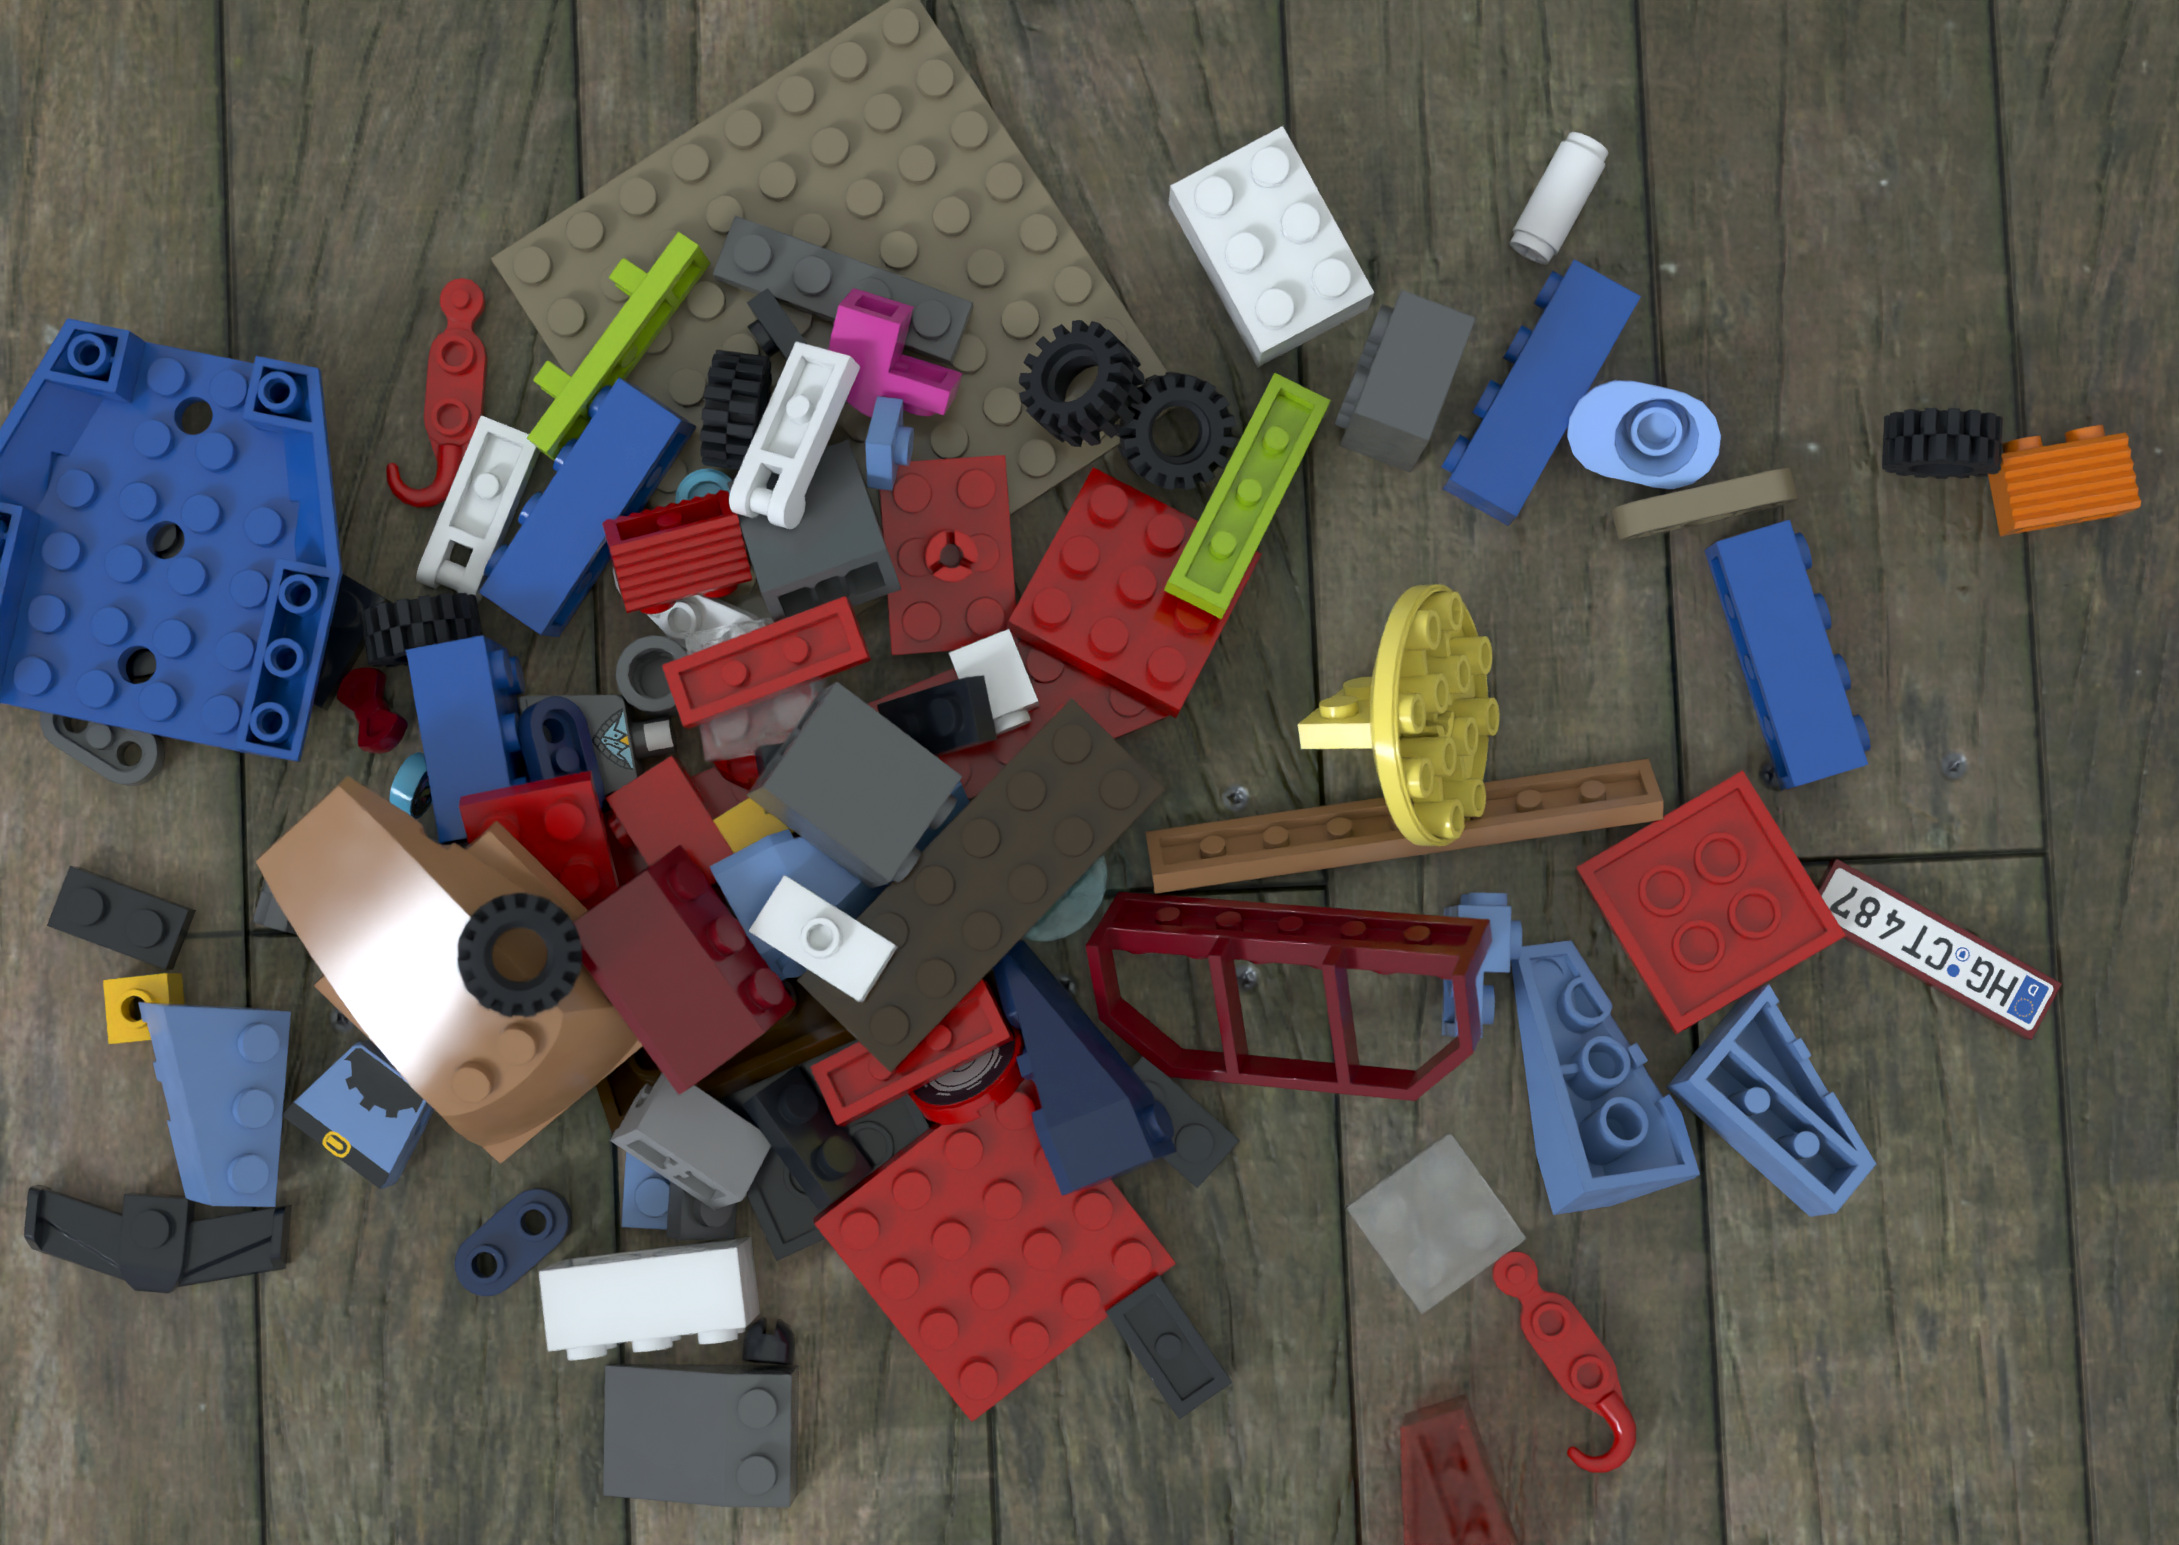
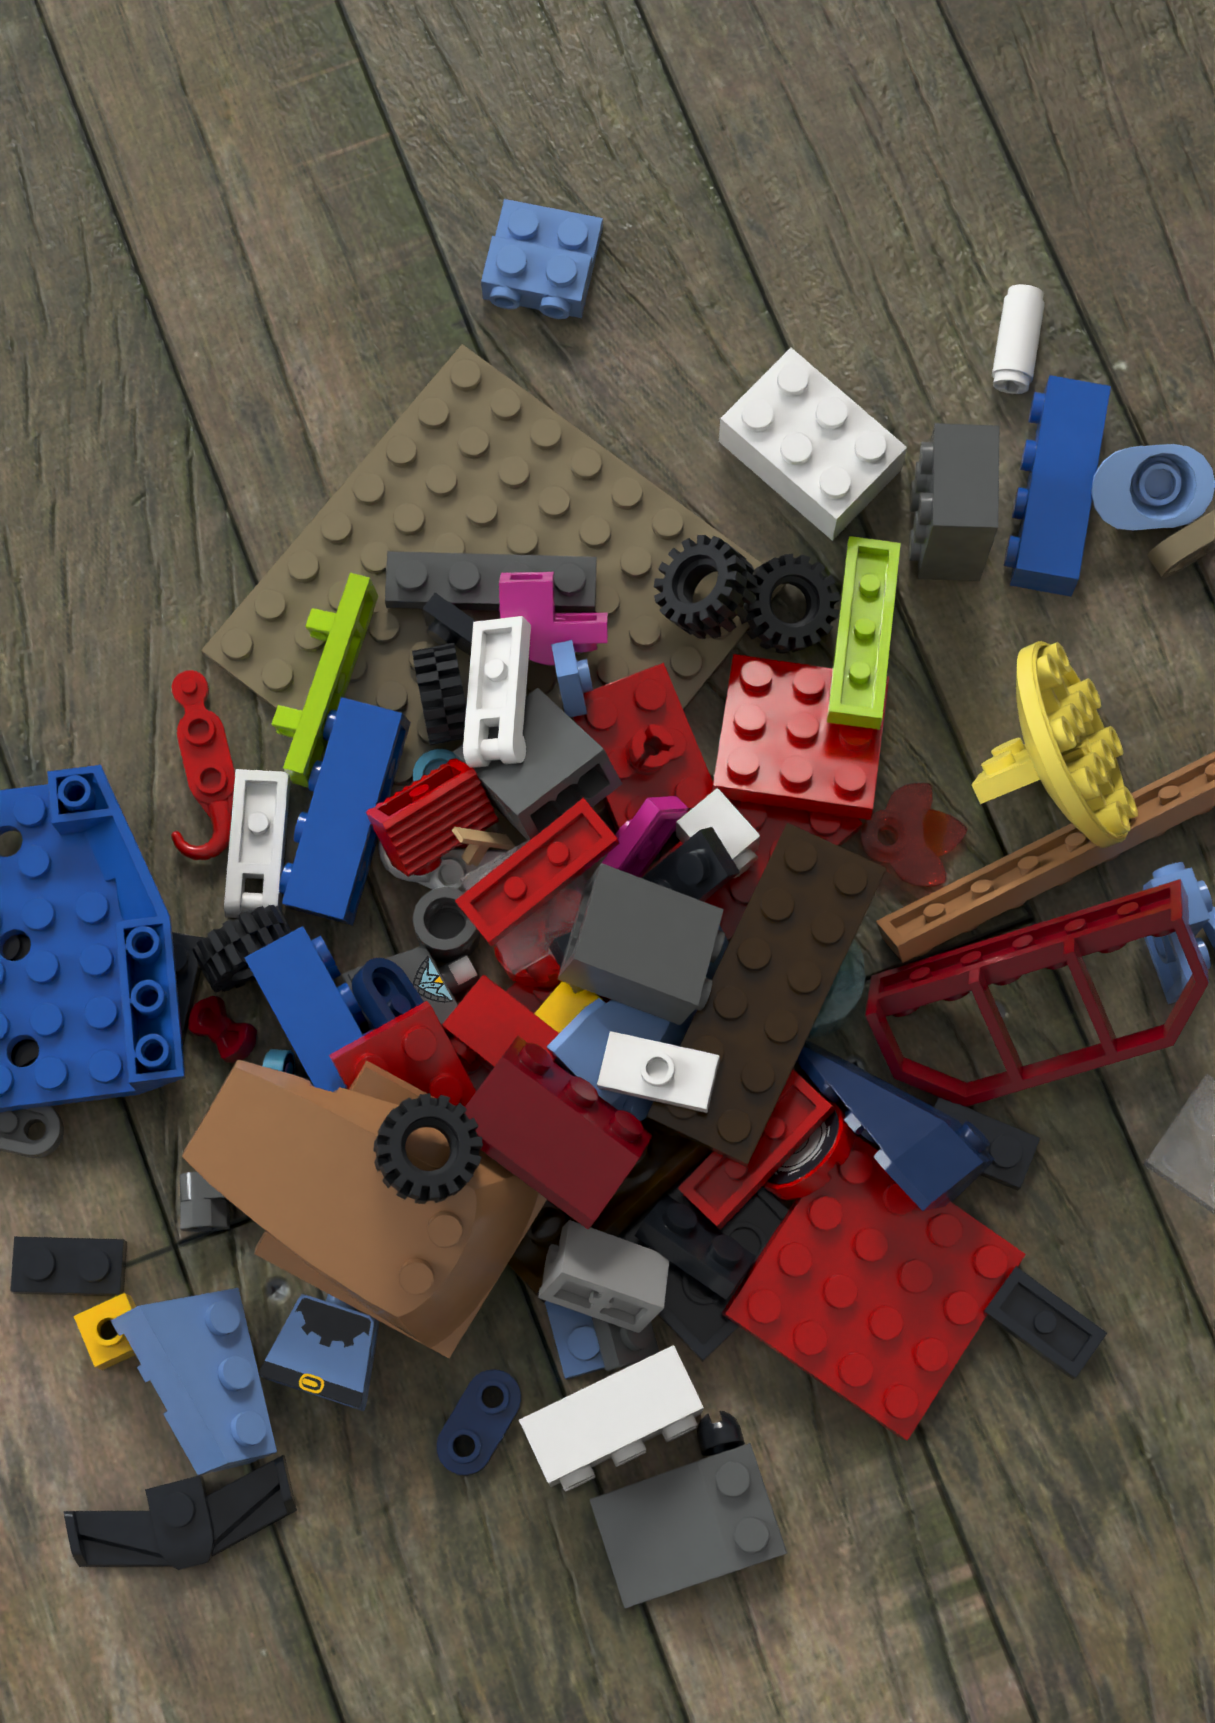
camera: 20 degrees left, 10 degrees down
(721, 598) = (479, 843): none -> tan piece
(905, 657) = (645, 834): none -> dark pink plate
(1232, 750) = (920, 835): none -> clear red plate

